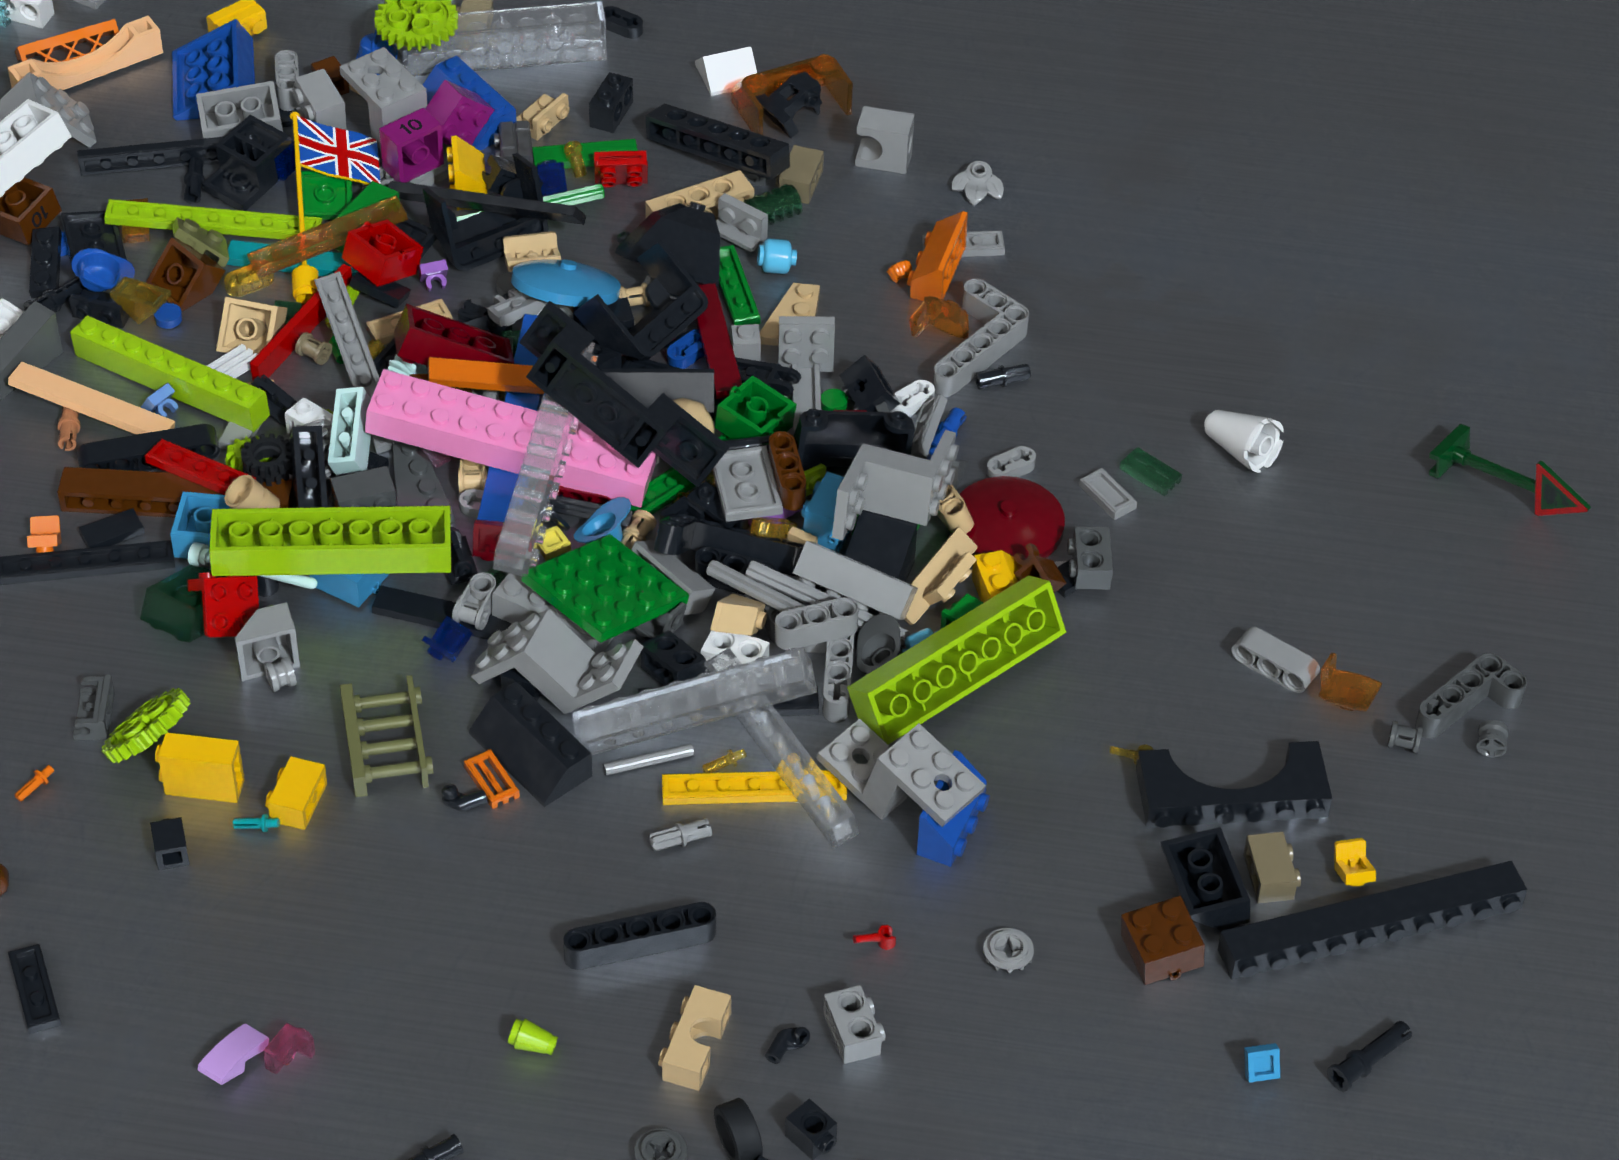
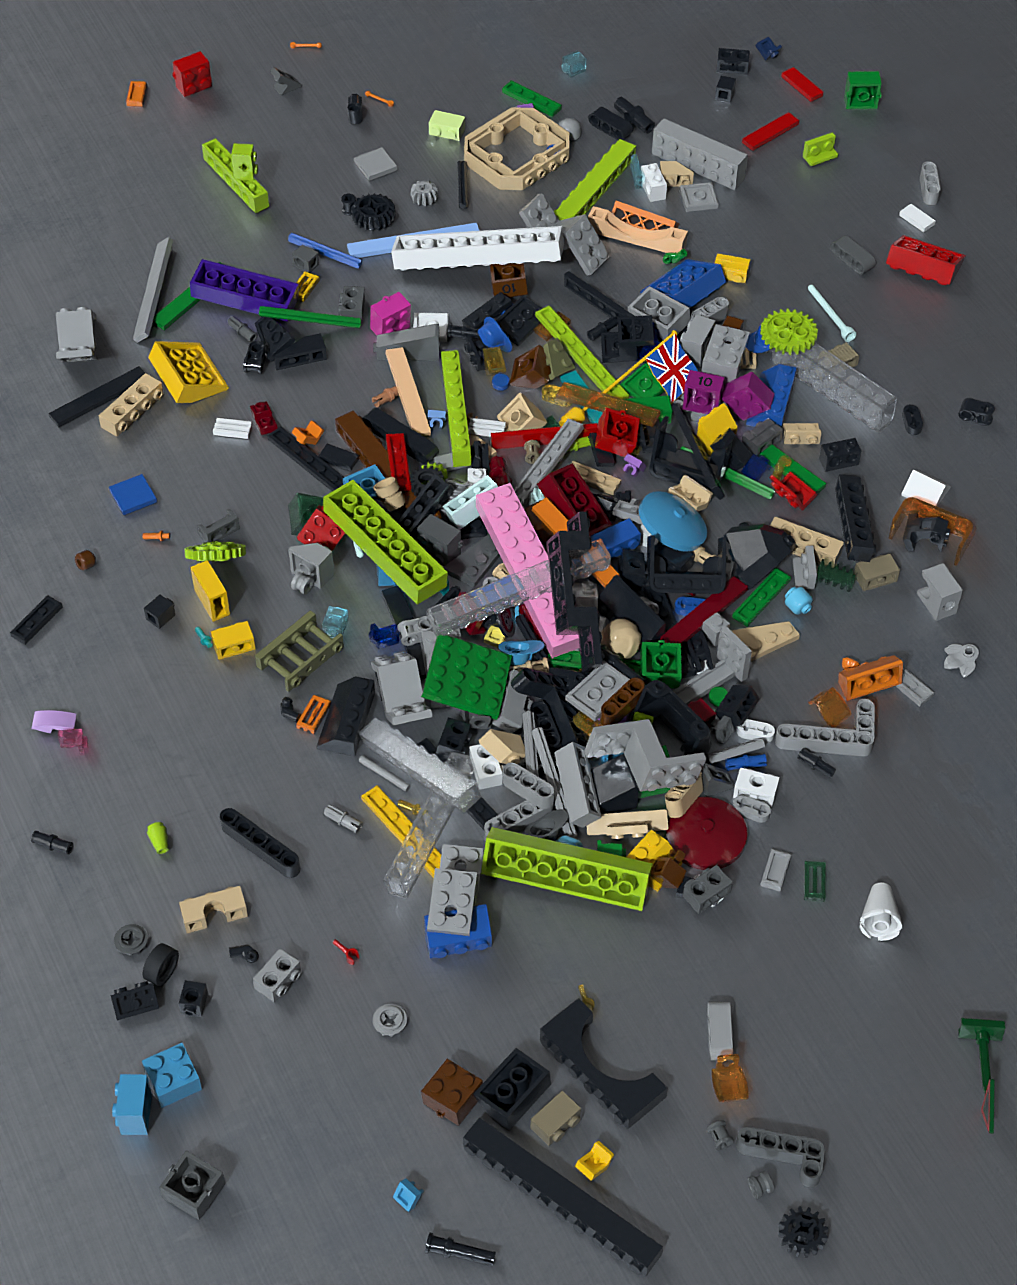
camera: 55 degrees right, 5 degrees up
(159, 58) = (674, 257): none -> green arm
(318, 392) = (499, 471): none -> dark red piece
(376, 674) = (335, 621): none -> clear light blue brick
(989, 439) = (767, 785): none -> white brick
(1575, 737) = (799, 1240): none -> black gear

